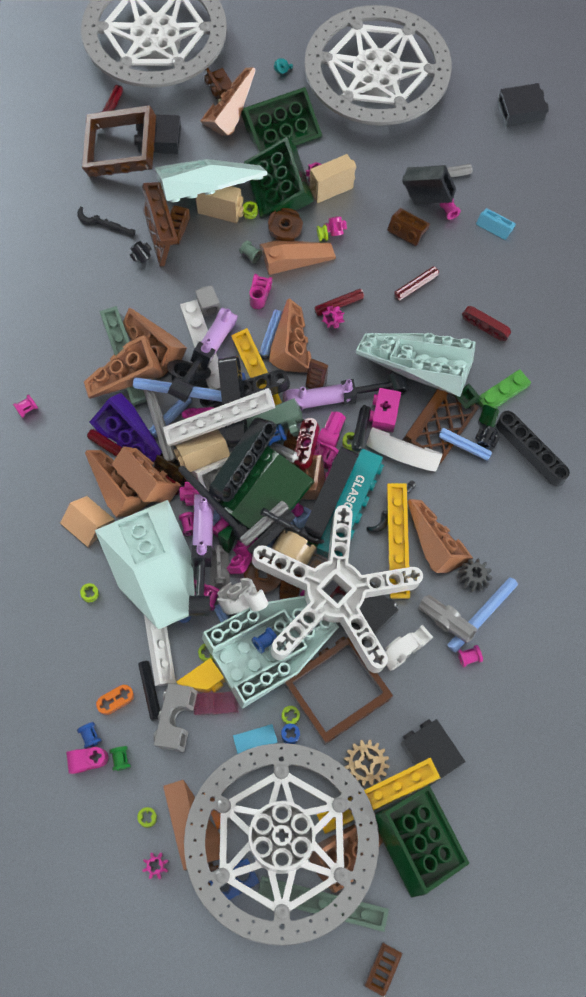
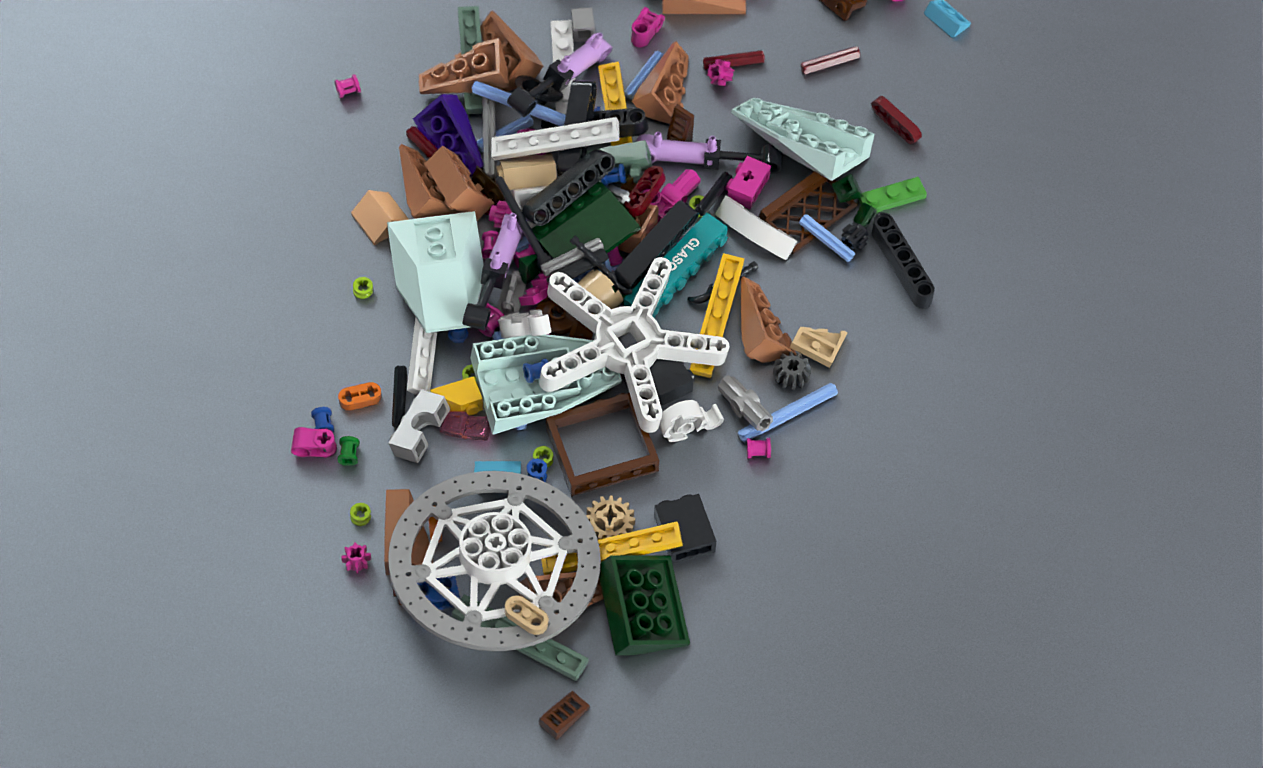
camera: 15 degrees right, 10 degrees down
(329, 900) = (528, 614): none -> tan plate
(489, 544) = (818, 344): none -> tan wing

